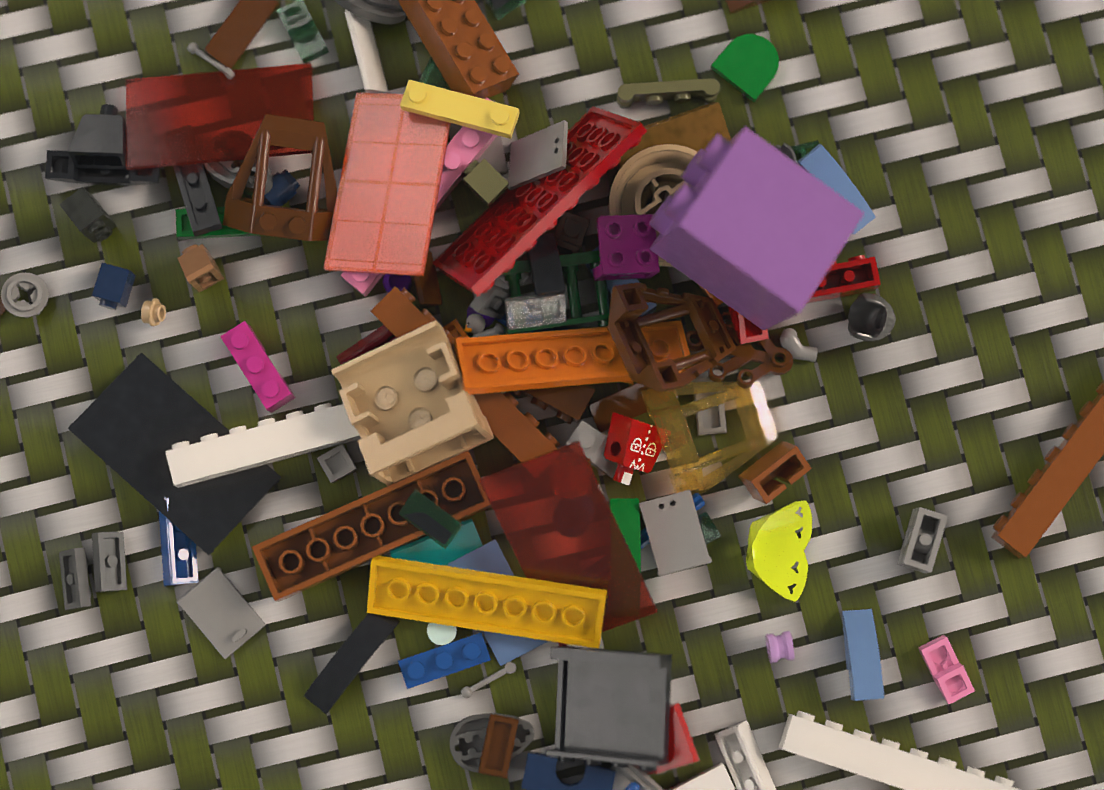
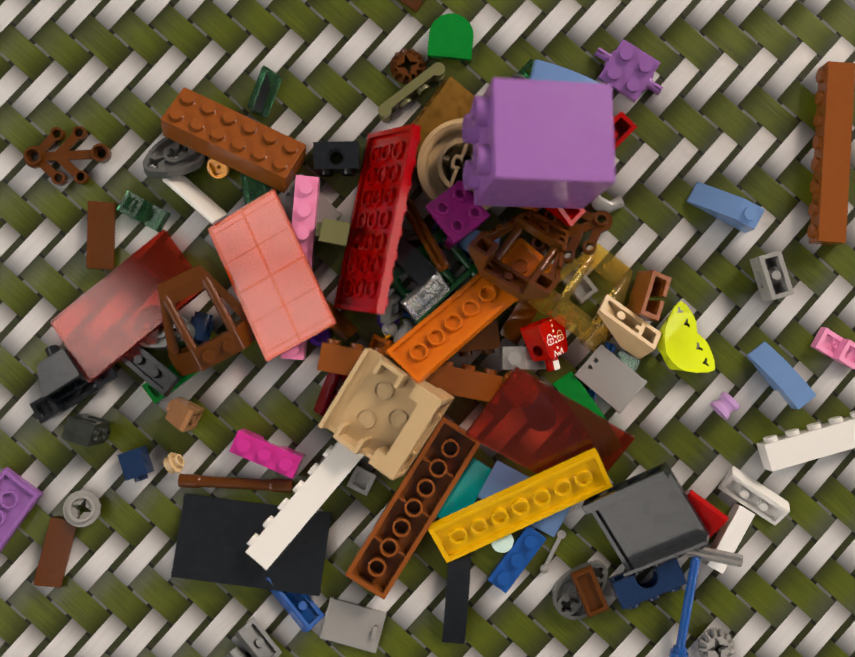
camera: 30 degrees left, 5 degrees up
(165, 349) = (199, 481): none -> reddish brown piece
(193, 48) = (79, 271): light grey hinge -> none
(409, 38) = (217, 169): none -> light orange tile
(430, 519) = (450, 478): clear green slope -> none
(460, 109) = (283, 195): light yellow plate -> none
(534, 94) = (325, 151): none -> black brick
(538, 155) = (356, 190): light grey container -> none
(578, 245) = (425, 236): none -> reddish brown axle
(676, 51) = (401, 74): none -> reddish brown gear
(728, 490) = (627, 328): none -> tan slope
(870, 317) = (642, 153): dark grey hair -> none
(916, 222) = (629, 70): none -> medium lavender plate
(923, 434) = (726, 207): none -> medium blue slope

